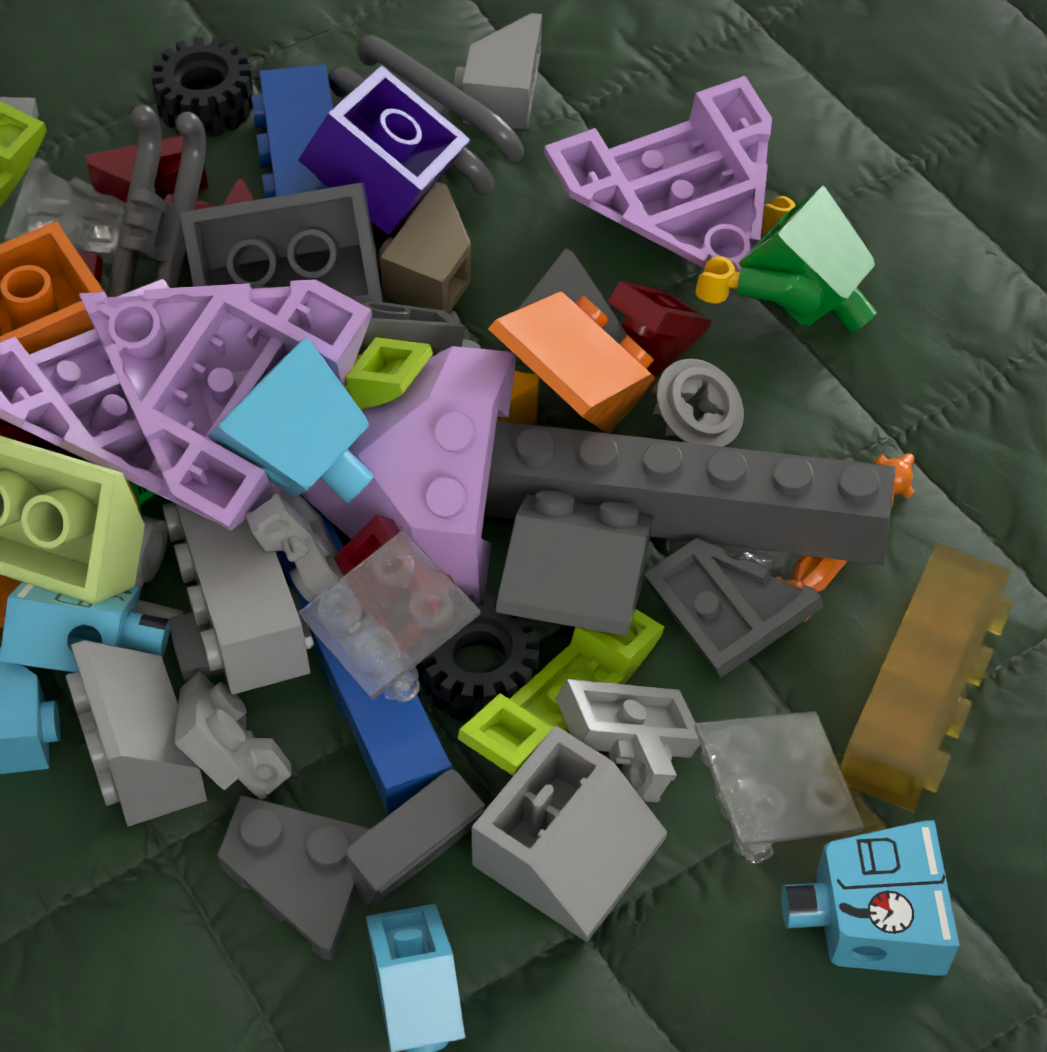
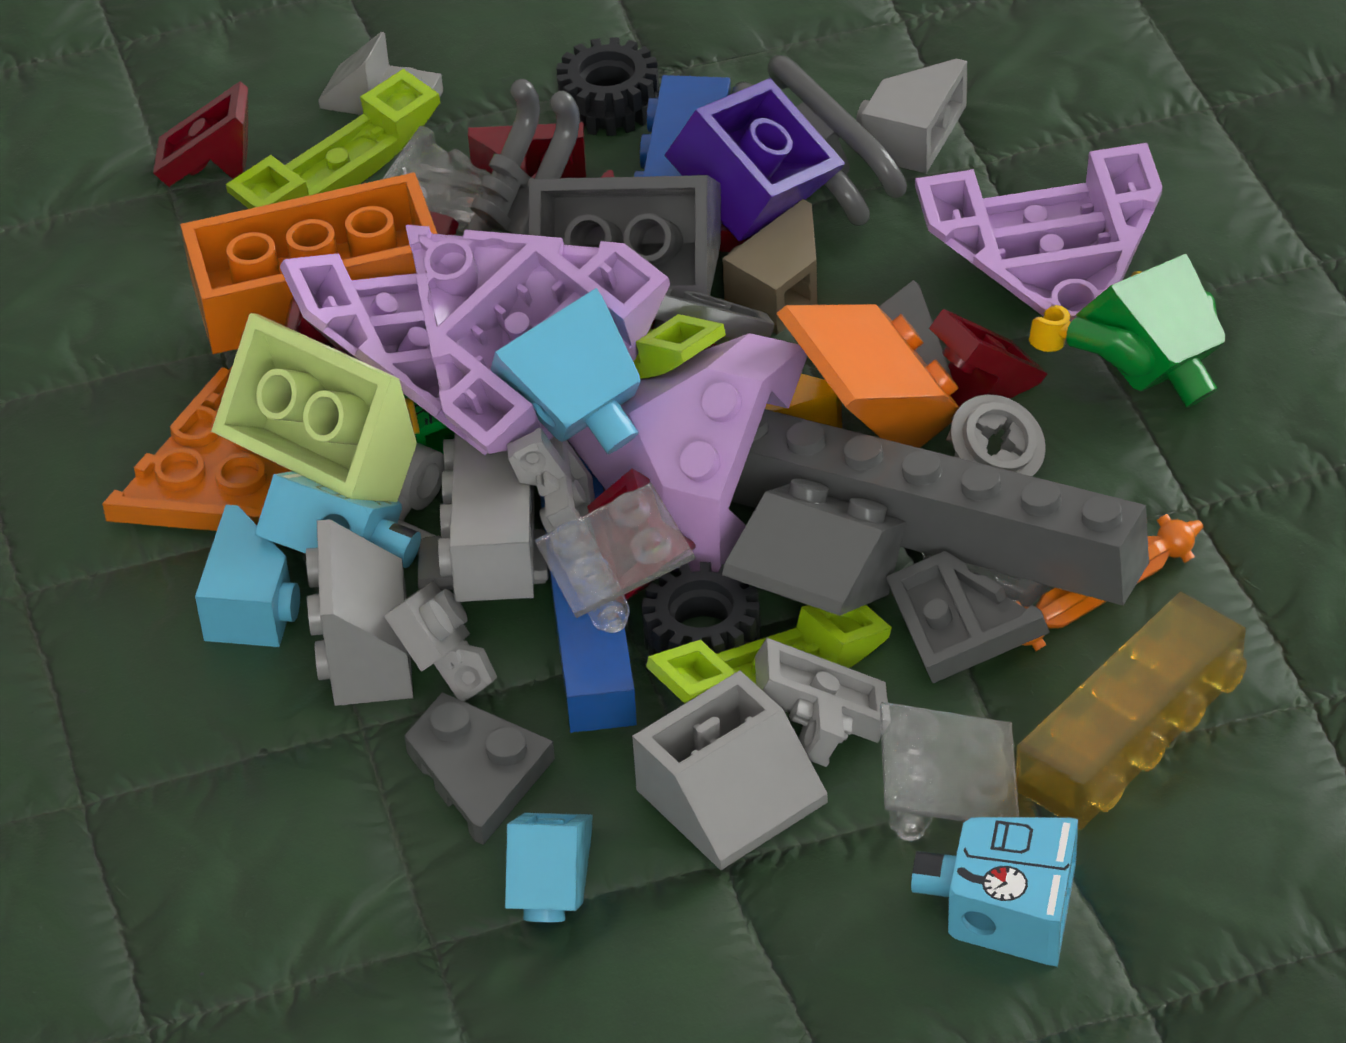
camera: 20 degrees right, 10 degrees down
(412, 837) = (580, 750): dark grey slope -> none

